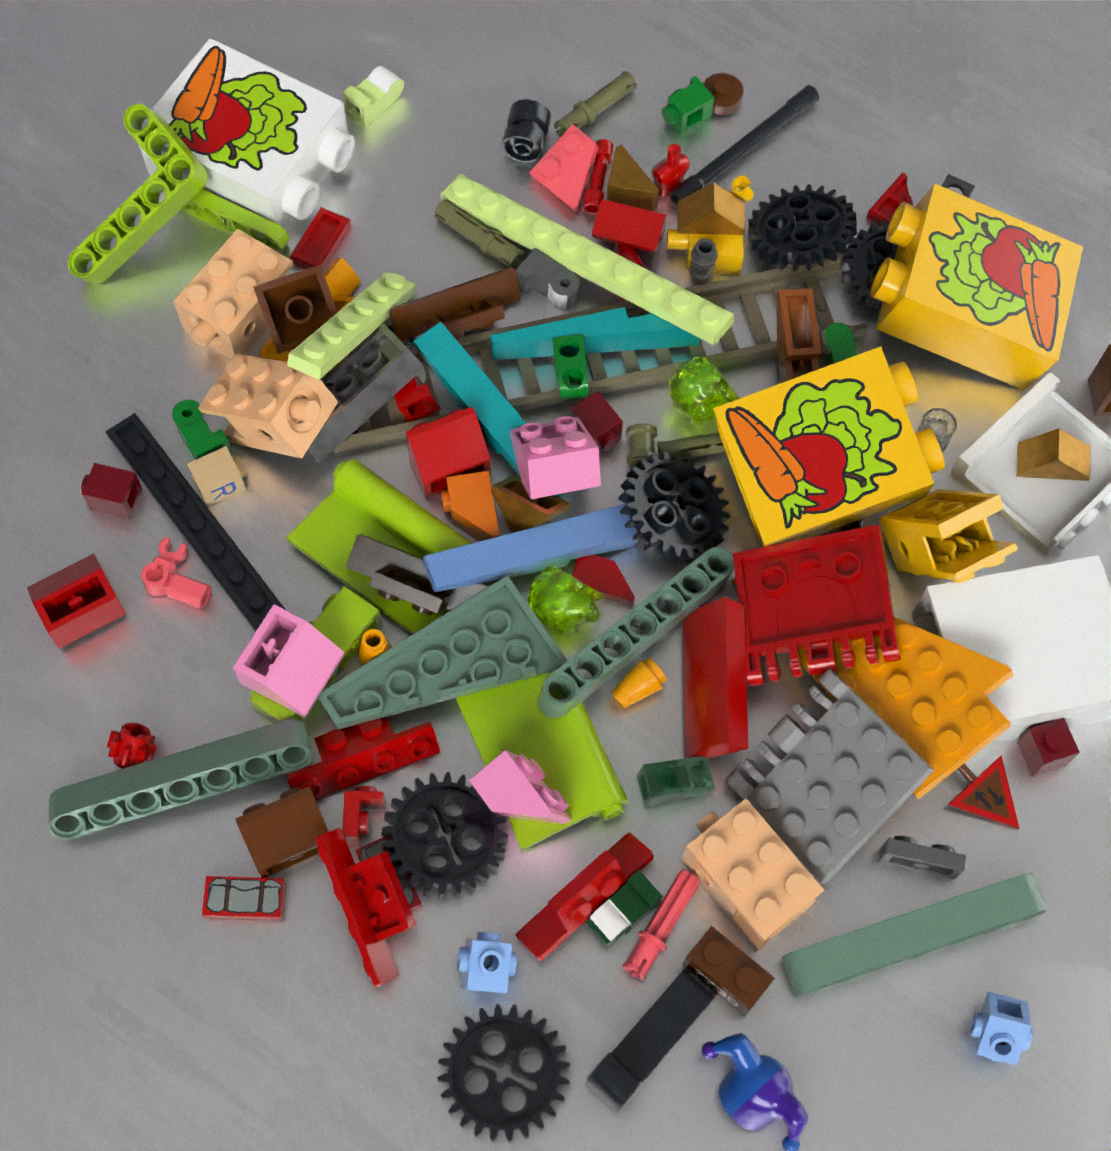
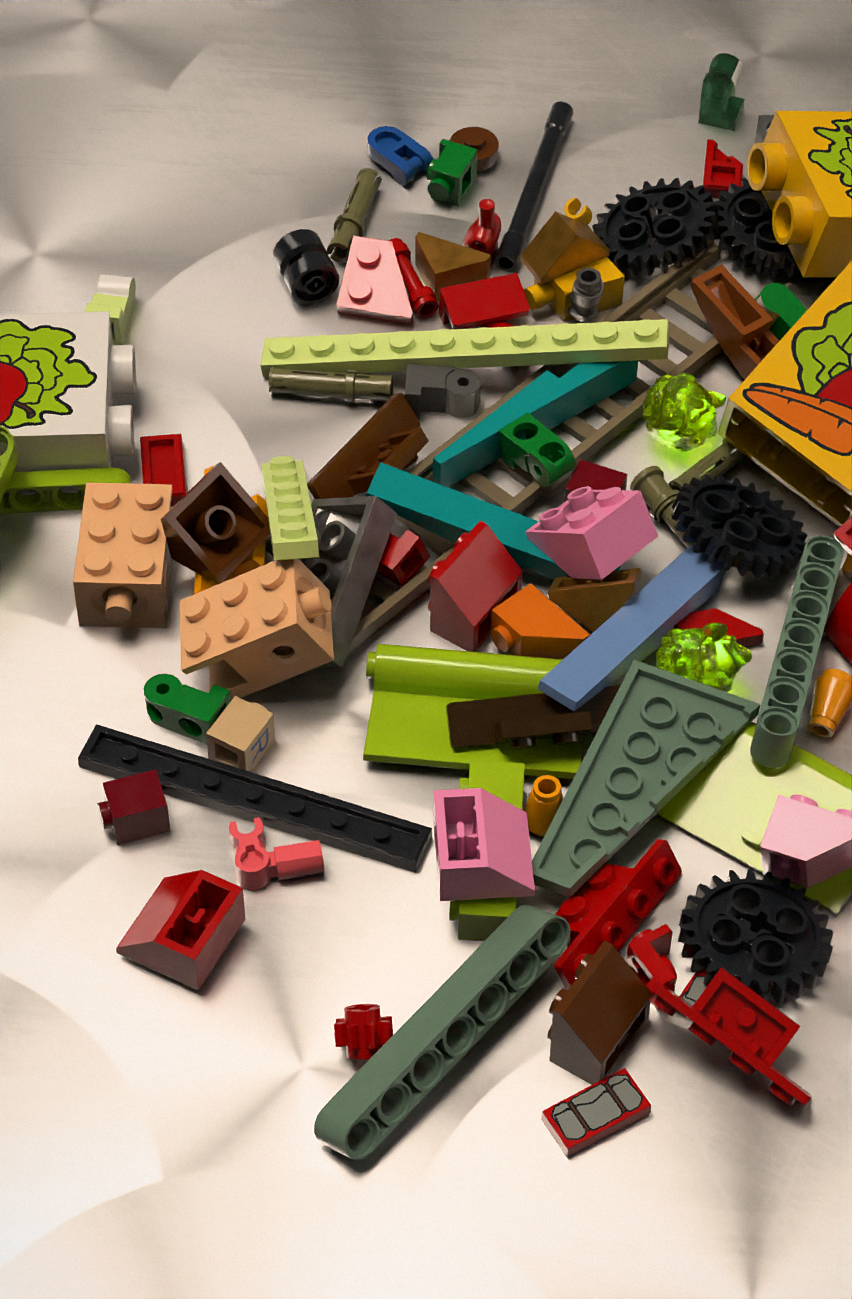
camera: 30 degrees left, 15 degrees down
(660, 61) = (389, 146): none -> blue plate
(935, 139) = (718, 99): none -> clear green leg

